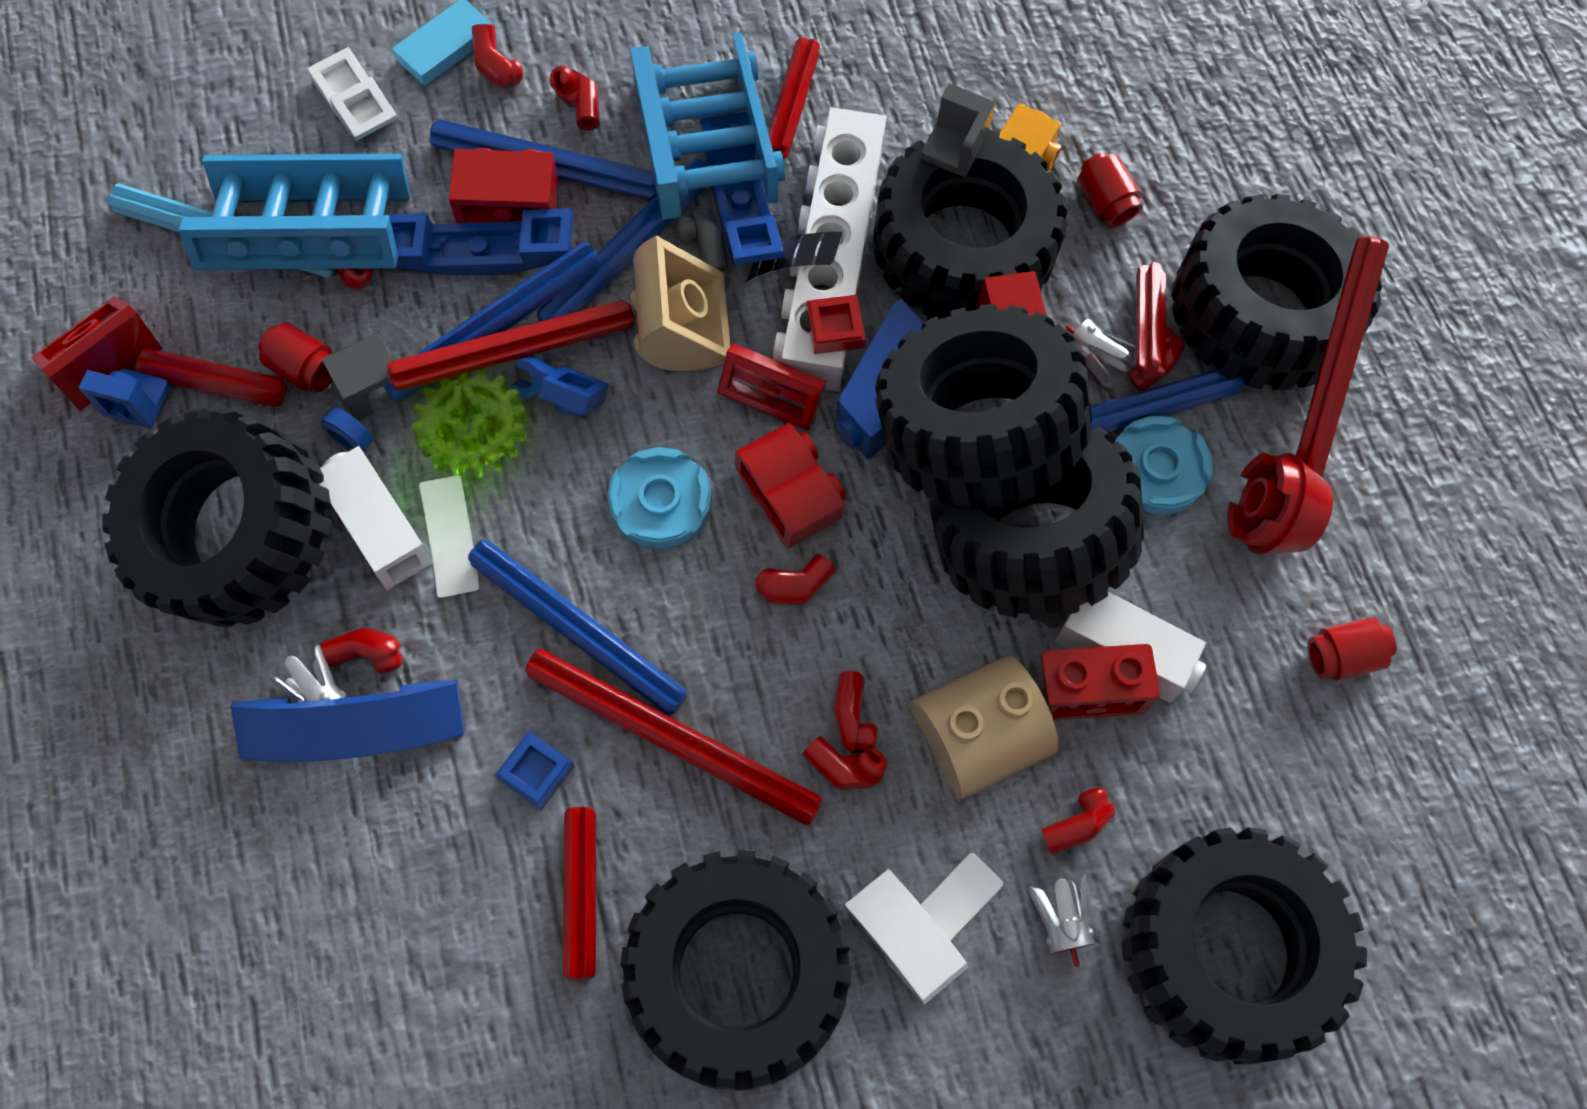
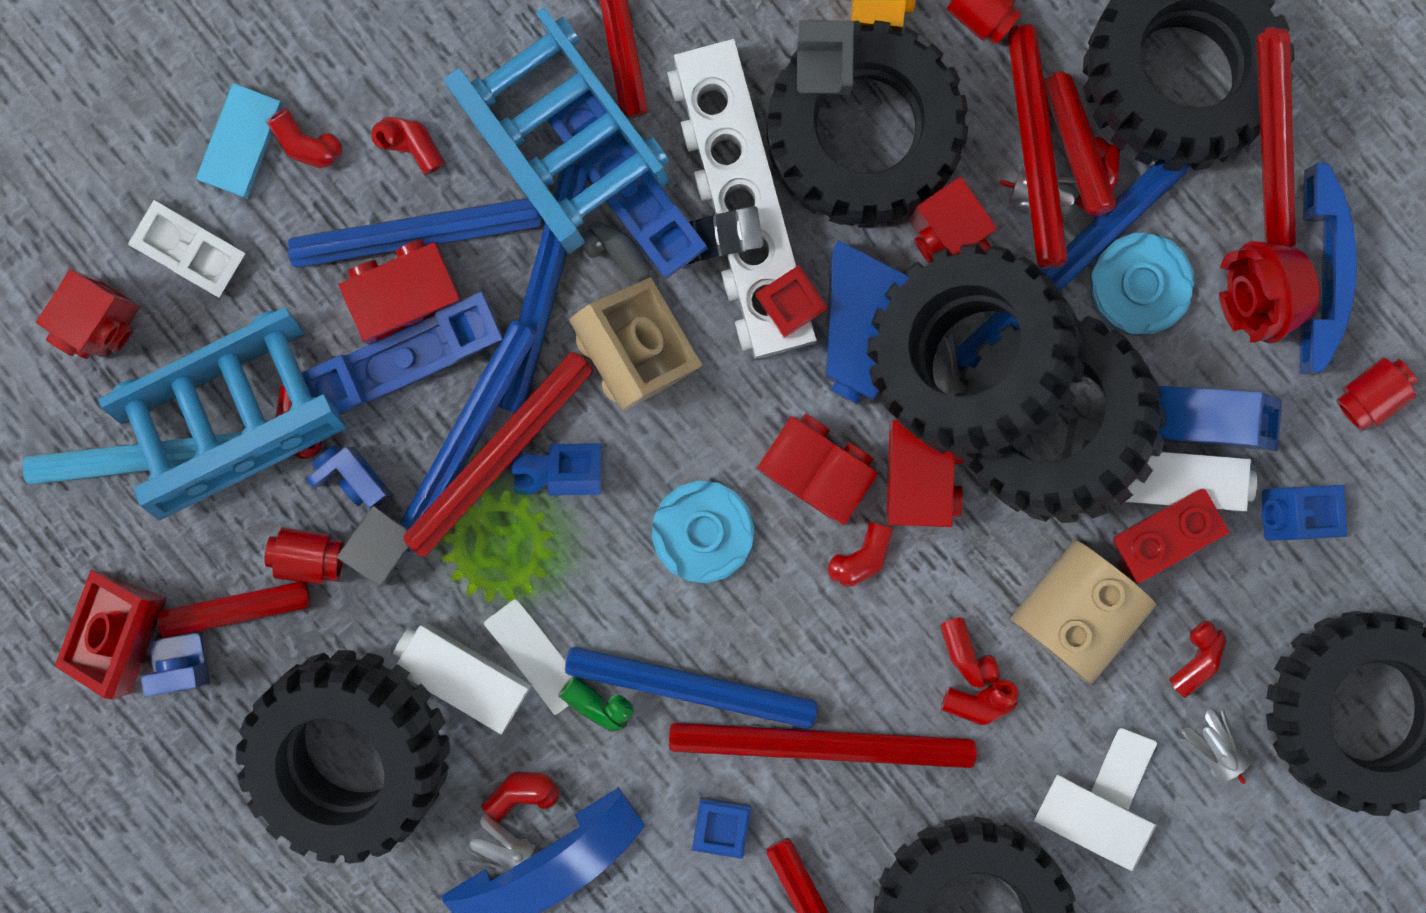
camera: 20 degrees left, 20 degrees up
(238, 89) = (87, 317): none -> red brick
(346, 430) = (391, 607): blue tile -> none
(377, 306) = (359, 480): none -> bracket
(473, 596) = (588, 703): none -> green arm
(772, 380) = (754, 380): red tile -> none
(882, 529) = (920, 482): none -> red brick
(1114, 299) = (1037, 147): none -> red axle
(1194, 595) = (1221, 418): none -> blue slope
(1241, 726) = (1304, 512): none -> blue bracket
(1361, 471) = (1327, 203): none -> blue slope

